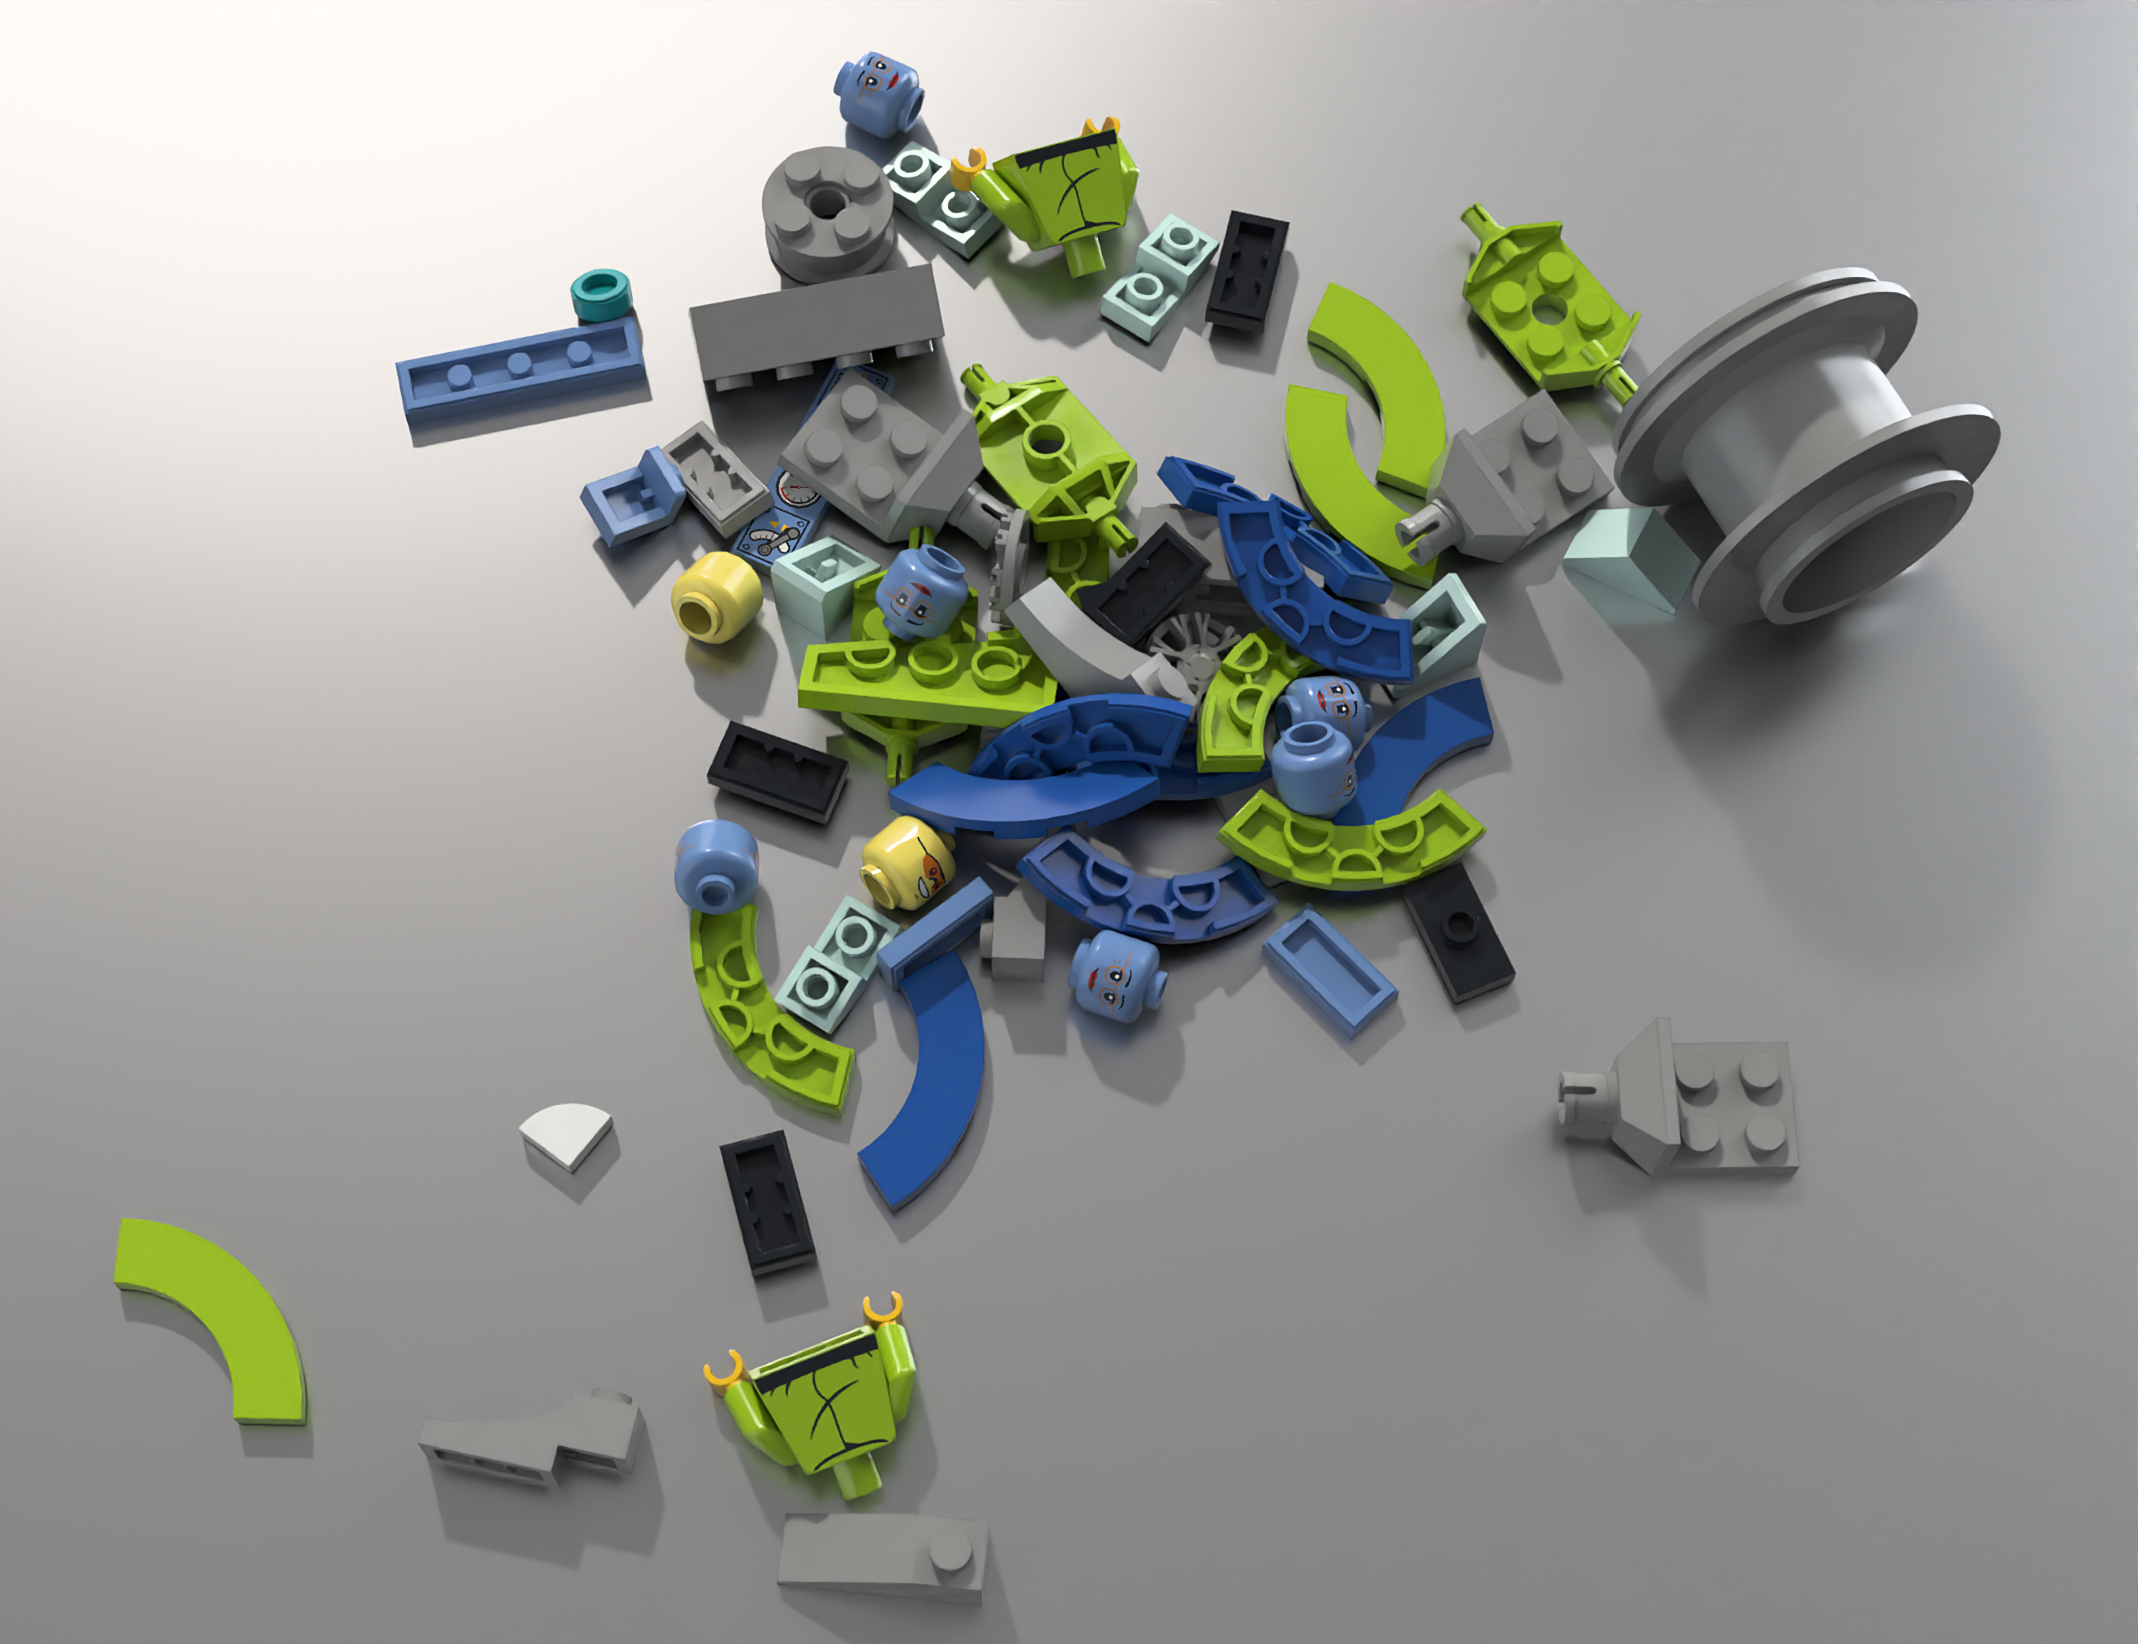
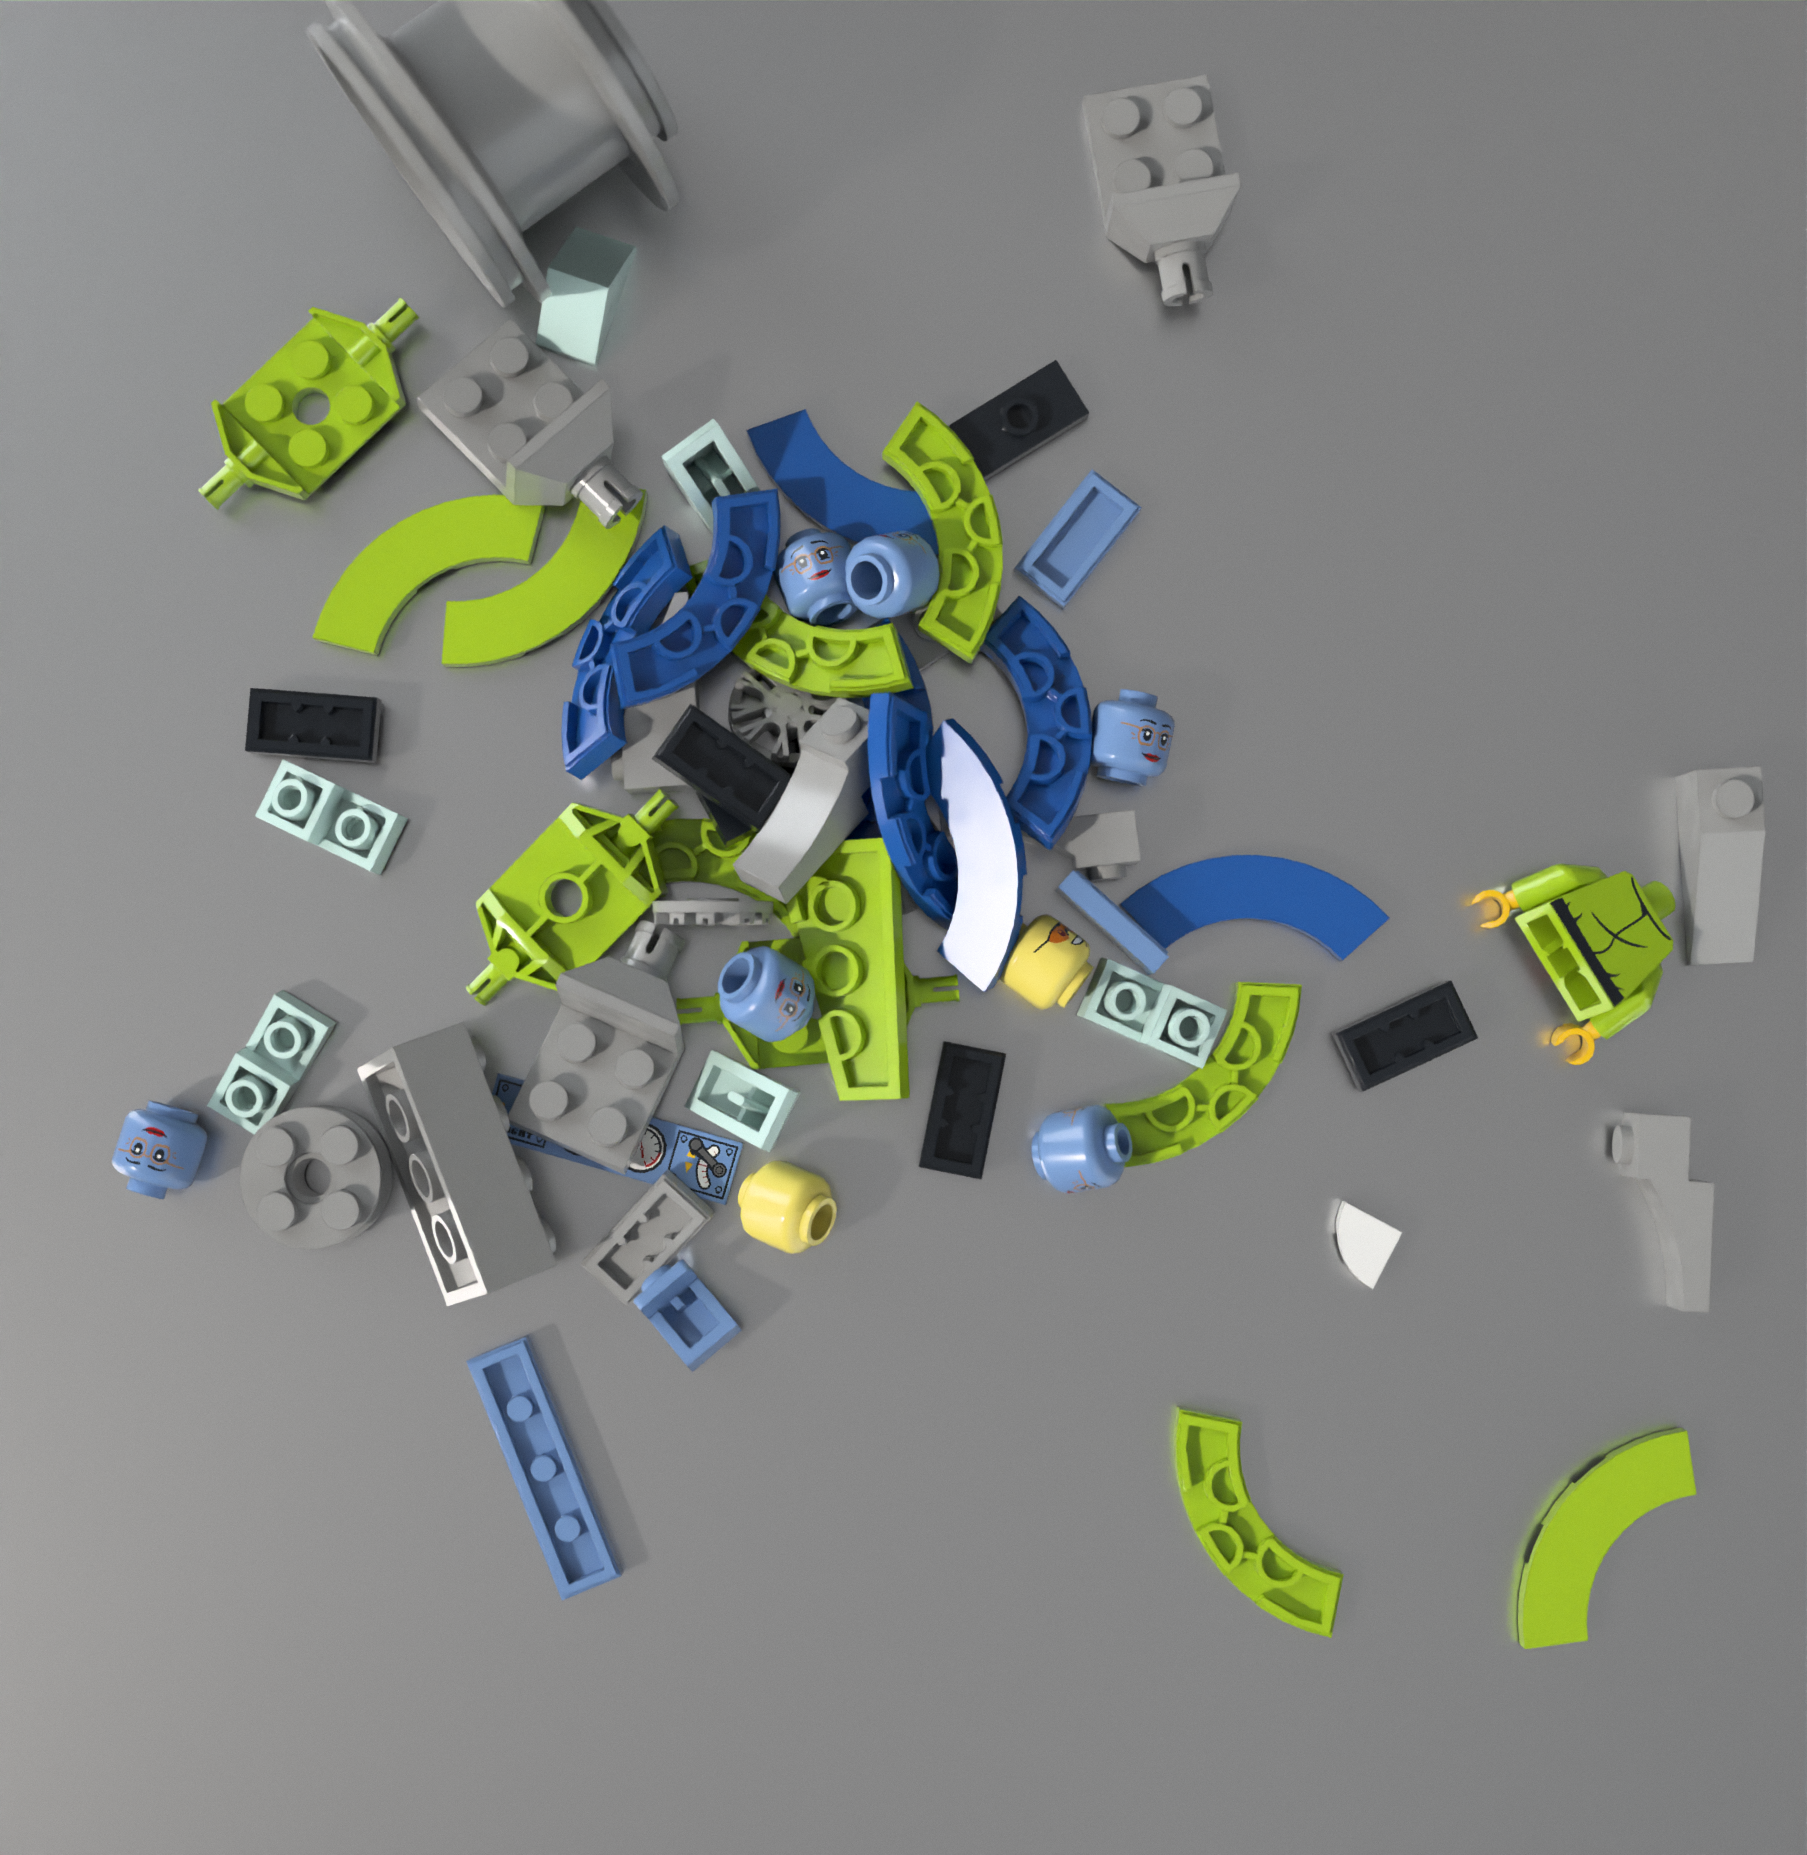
camera: 100 degrees left, 20 degrees up
(307, 965) = (1236, 1535): none -> lime tile
(601, 295) = (447, 1399): teal tile -> none
(1058, 192) = (257, 930): lime torso -> none

